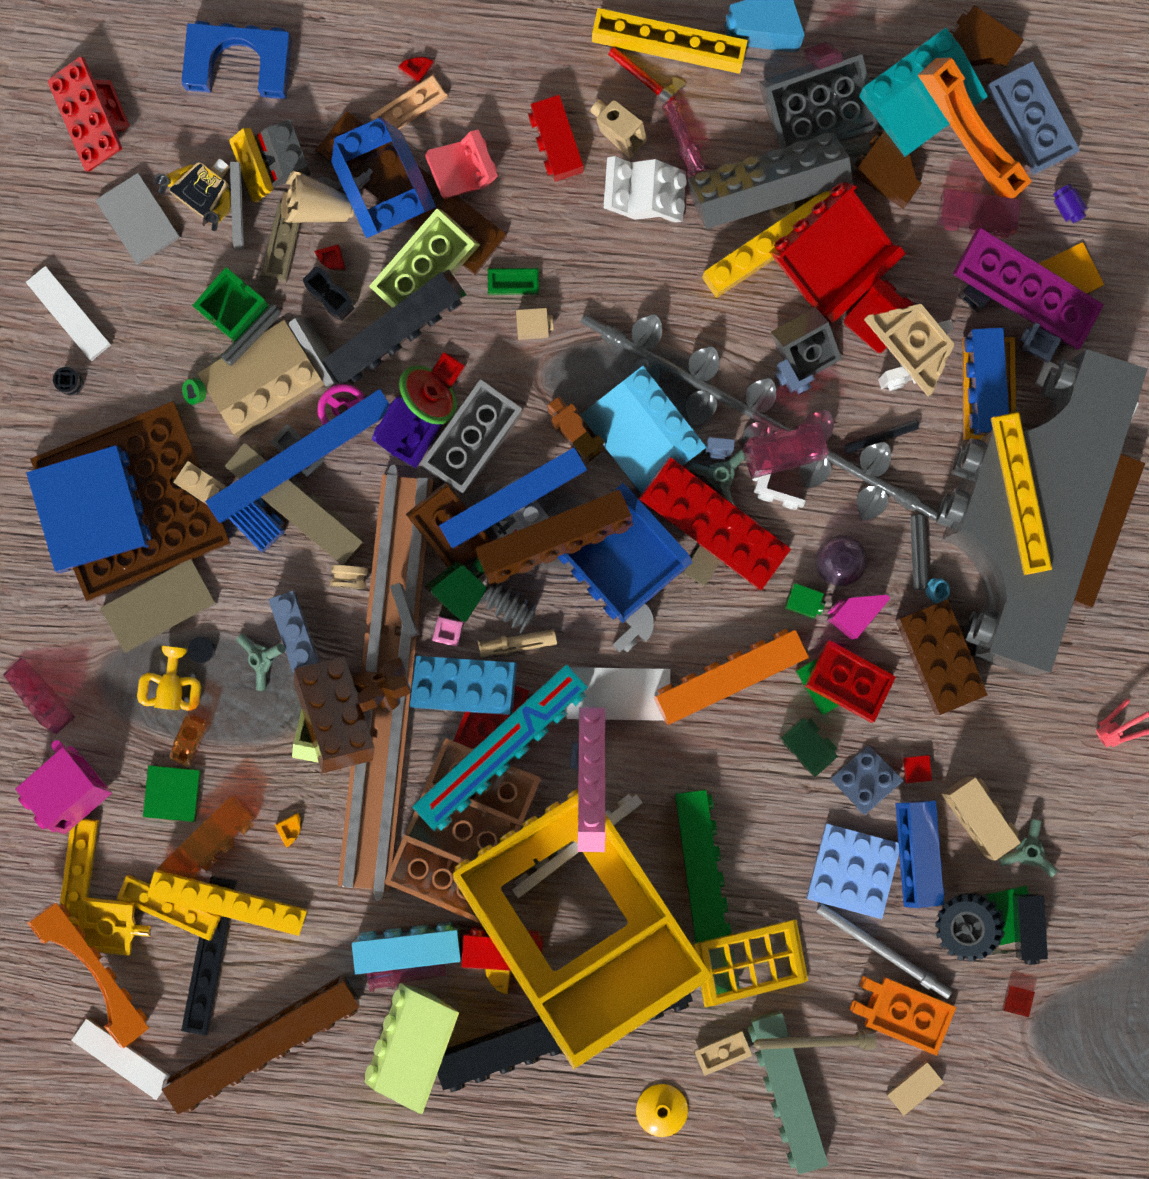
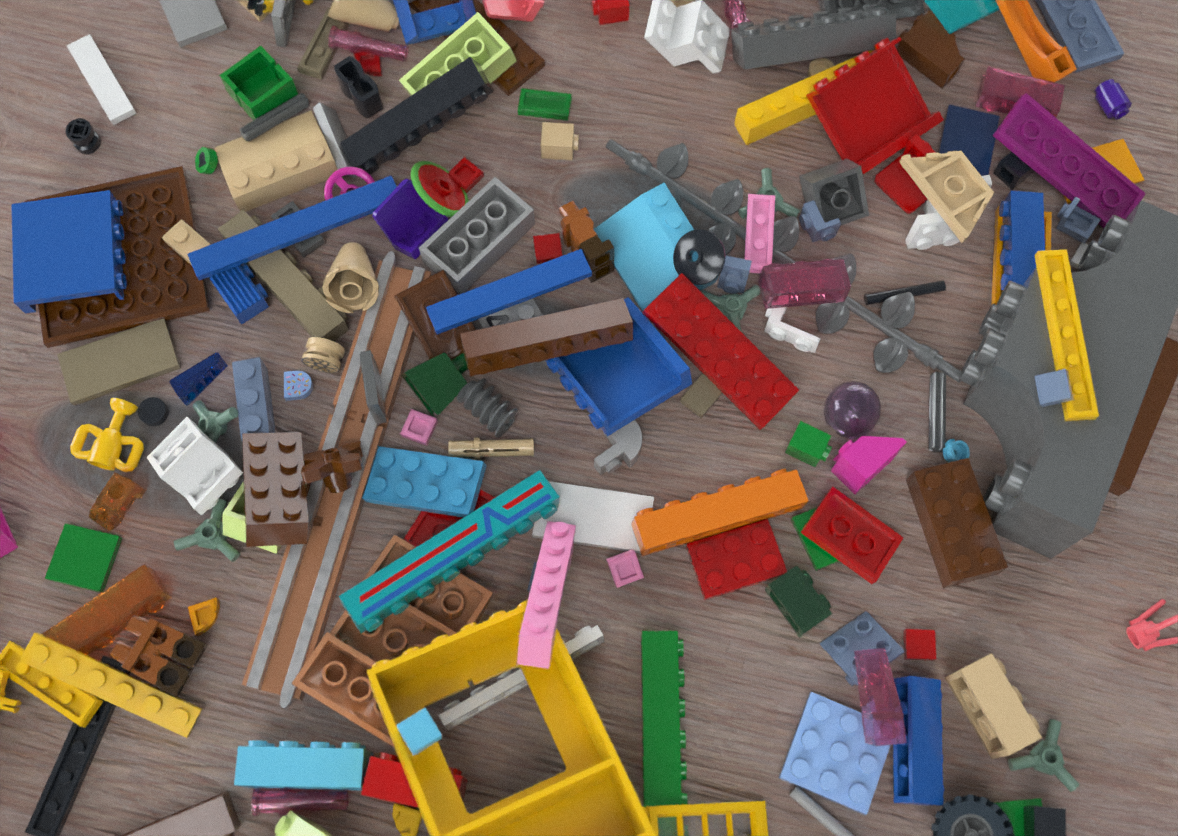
camera: 10 degrees right, 15 degrees down
(234, 616) = (196, 379): none -> clear blue slope
(254, 700) = (194, 466): none -> white bracket
(254, 868) = (150, 650): none -> dark orange hips
(280, 757) = (210, 535): none -> sand green piece
(316, 243) = (356, 42): none -> clear pink pin
(328, 606) = (297, 385): none -> light blue tile
(362, 500) = (351, 280): none -> tan cone
(507, 918) = (419, 731): none -> medium azure tile
(539, 437) = (547, 247): none -> red tile
(653, 737) = (625, 568): none -> bright pink tile
(691, 433) = (710, 256): none -> black dish
(738, 400) = (759, 231): none -> bright pink tile
(743, 358) = (768, 189): none -> sand green piece
(750, 715) = (736, 559): none -> red plate
(883, 825) = (879, 699): none -> clear pink slope
(930, 269) = (972, 134): none -> dark blue tile
(1011, 549) = (1054, 387): none -> sand blue tile

